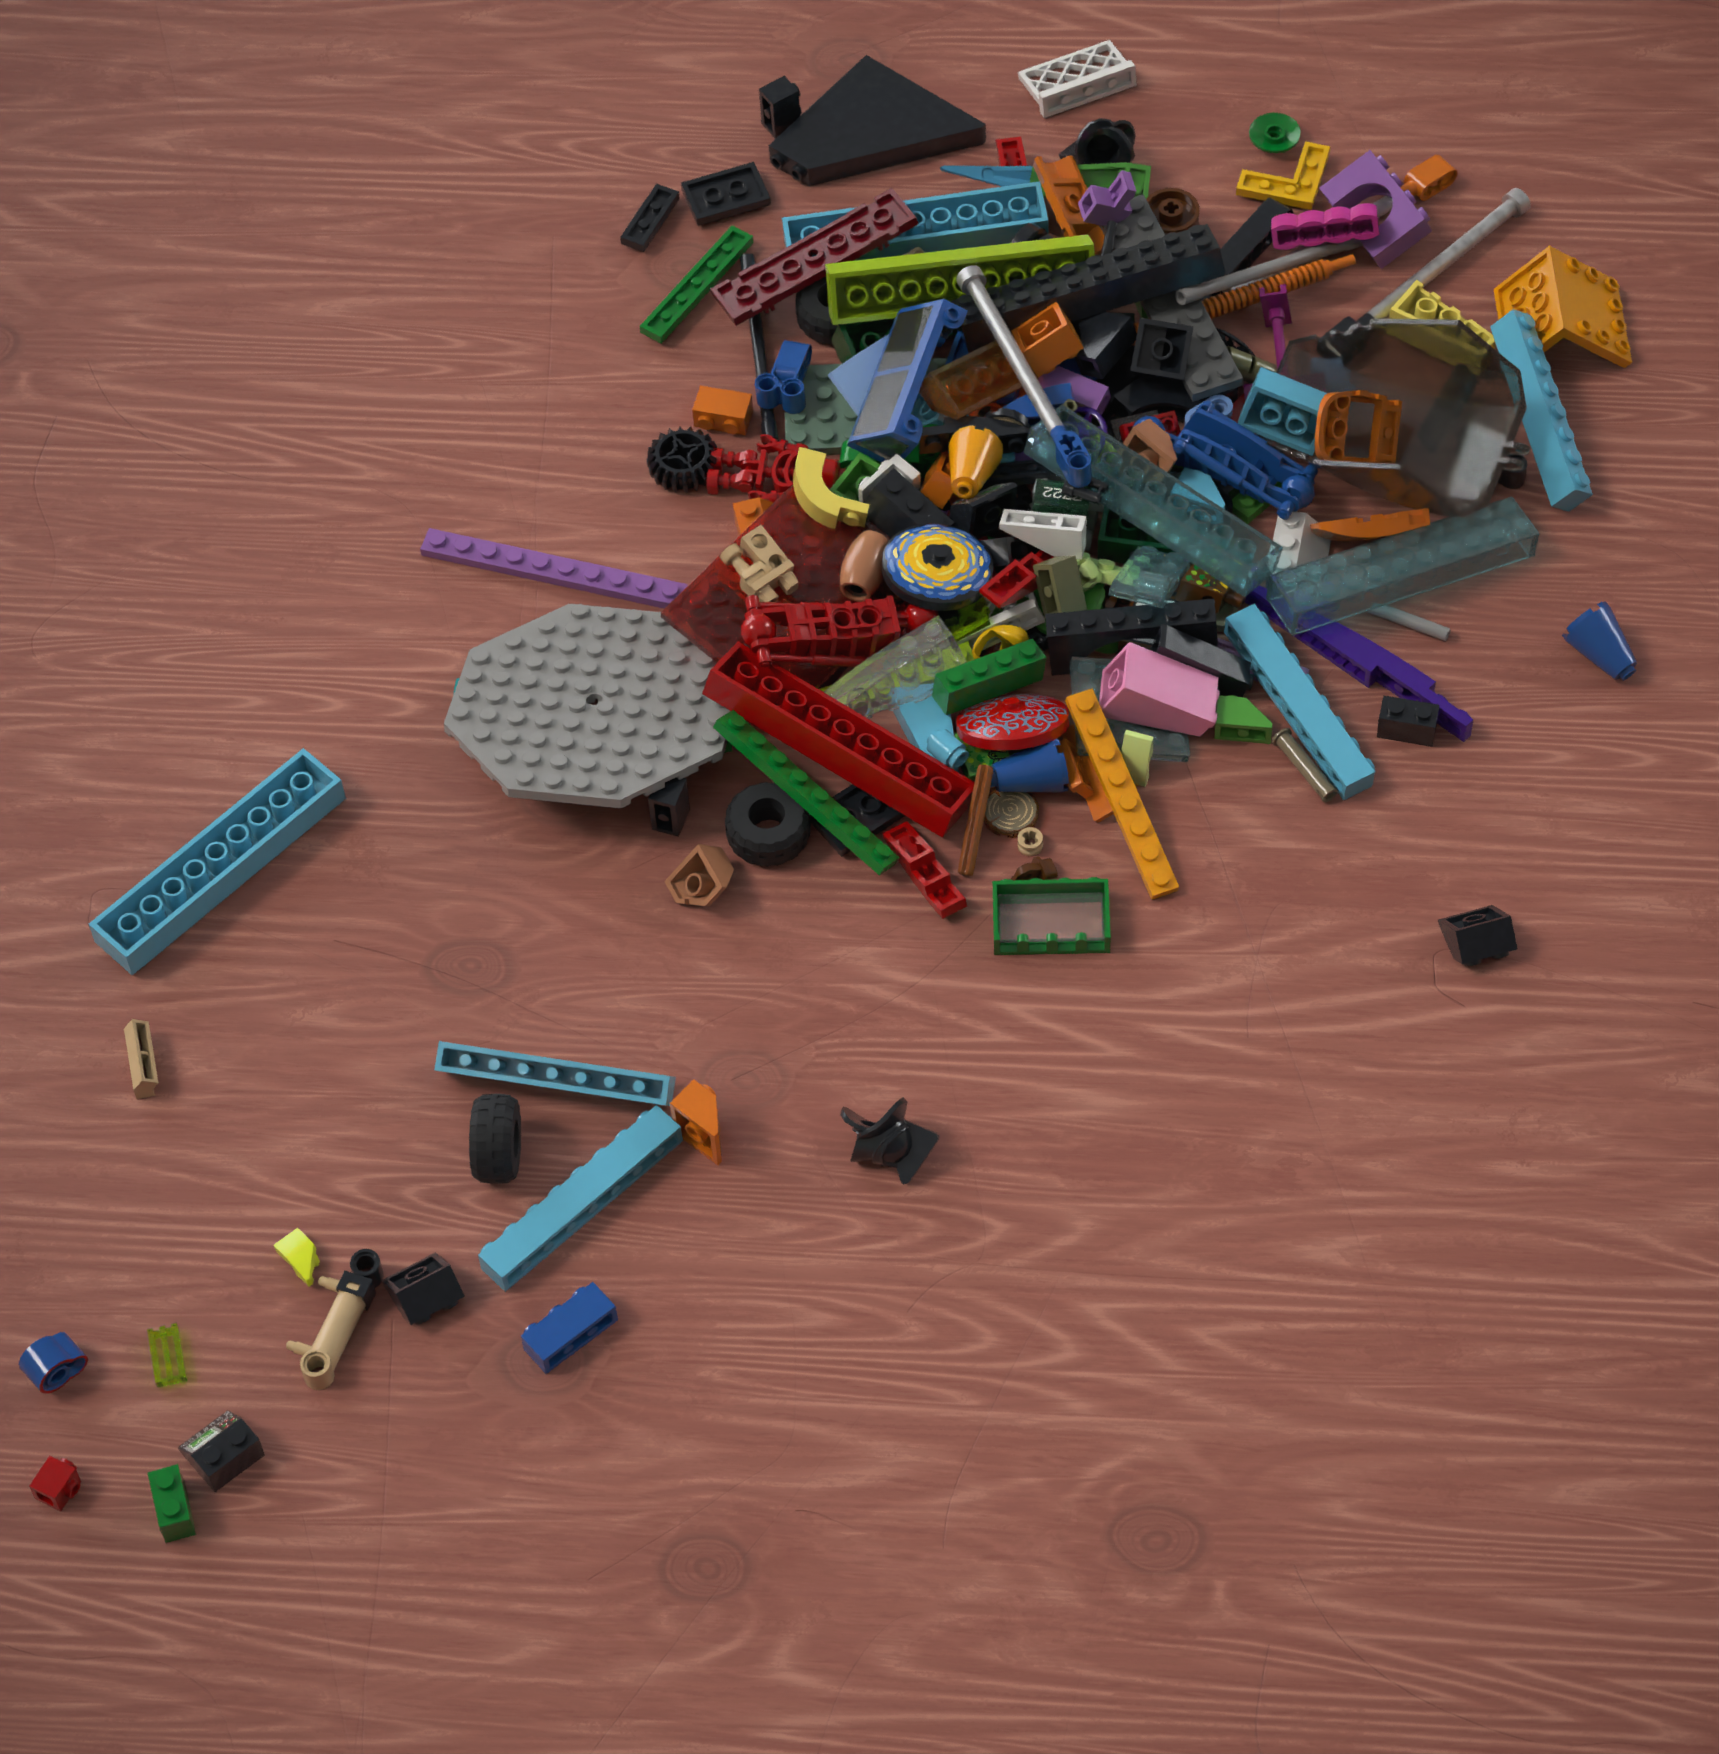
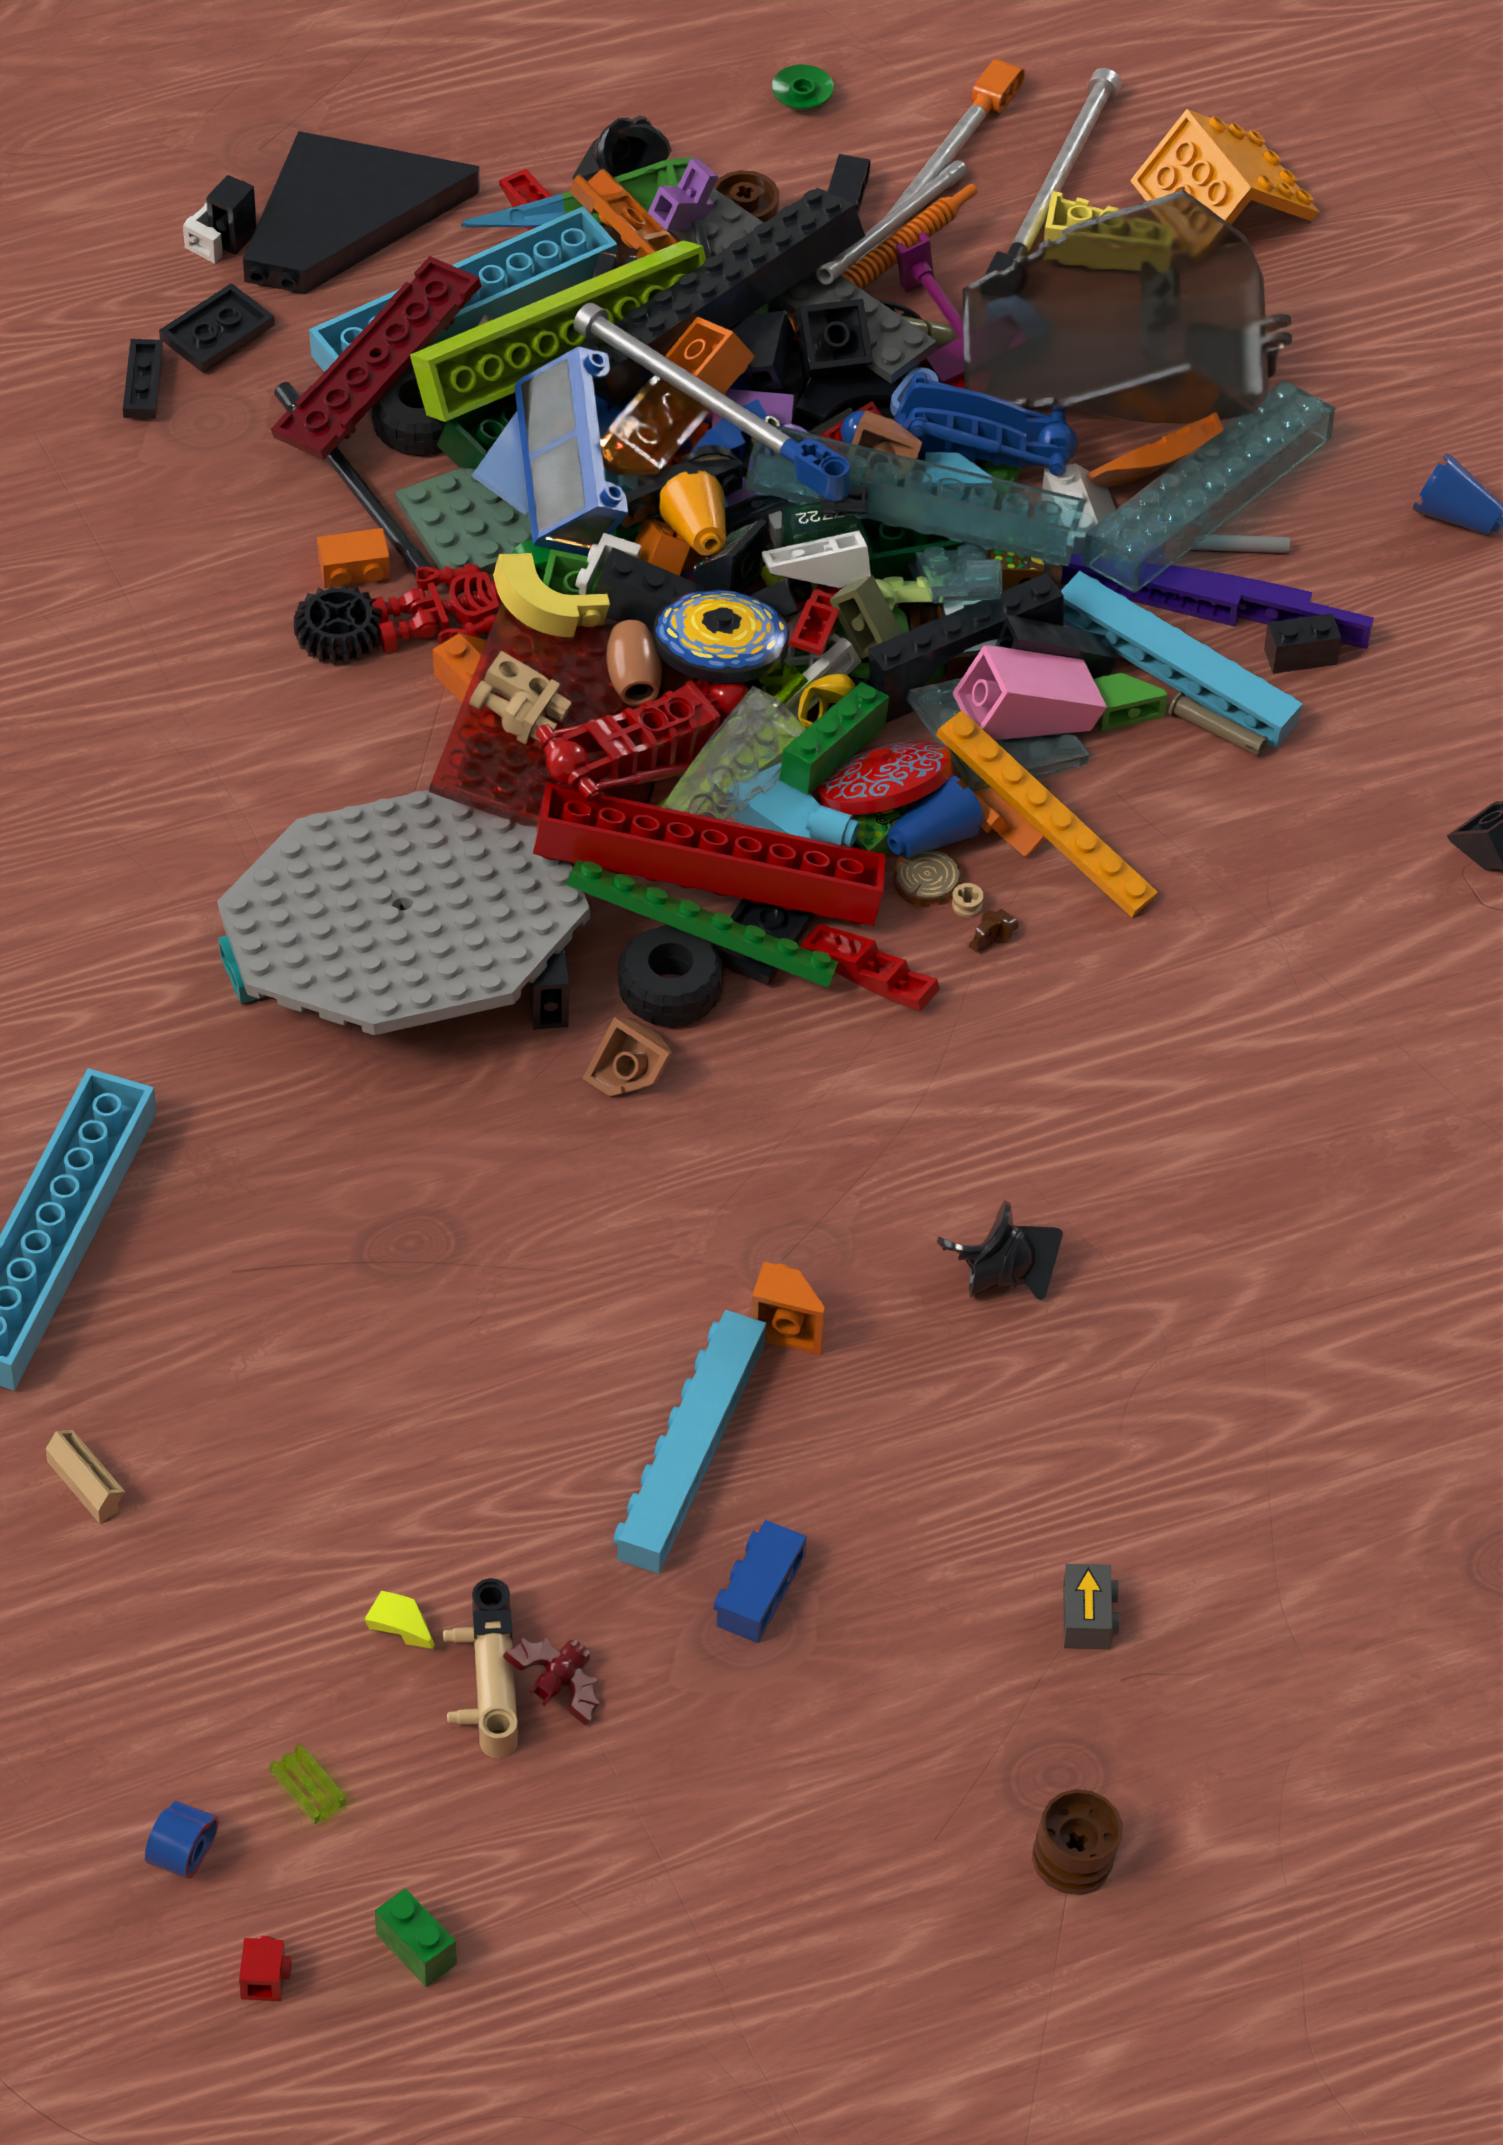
camera: 30 degrees left, 5 degrees down
(222, 1450) = (437, 1857): black slope -> none
(388, 1339) = (562, 1669): none -> dark red animal
(424, 1289) = (570, 1599): black slope -> none
(495, 1138) = (566, 1407): black tyre -> none
(550, 568) = (254, 789): medium lavender plate -> none
(555, 1073) = (587, 1318): medium azure brick -> none
(678, 1609) = (1077, 1841): none -> reddish brown wheel
(696, 284) = (240, 434): green plate -> none
(753, 118) = (202, 239): none -> white bracket
(786, 379) = (414, 505): blue piece -> none
(798, 1443) = (1088, 1606): none -> dark grey brick
(975, 820) = (902, 894): dark orange axle -> none
(1051, 916) = (1040, 968): window -> none
(1082, 87) = (557, 102): white fence -> none
(1137, 752) = (1041, 761): yellowish green slope -> none
(1282, 410) = (1004, 359): medium azure brick -> none
(1293, 192) = (862, 139): yellow plate -> none
(1317, 227) = (918, 167): dark pink brick -> none
(1333, 427) = (1074, 358): orange slope -> none
(1369, 178) = (943, 99): medium lavender arch -> none
(1545, 416) = (1312, 330): medium azure brick -> none

